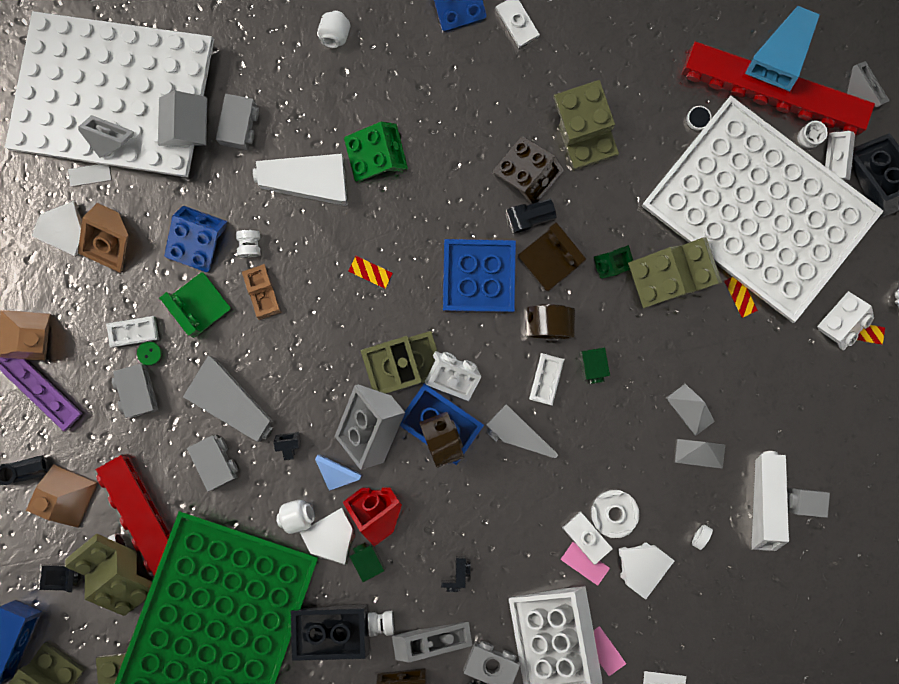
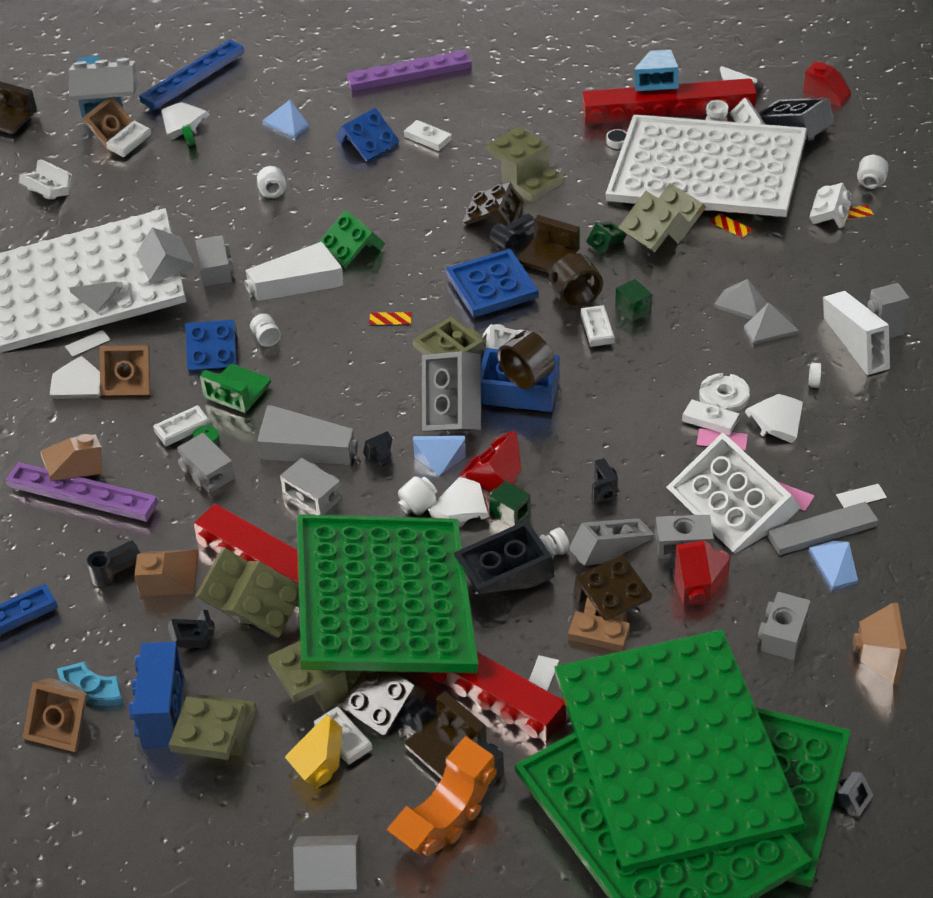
camera: 20 degrees left, 40 degrees down
(261, 292) = (292, 359): medium nougat slope -> none
(513, 430) = (597, 366): light grey slope -> none

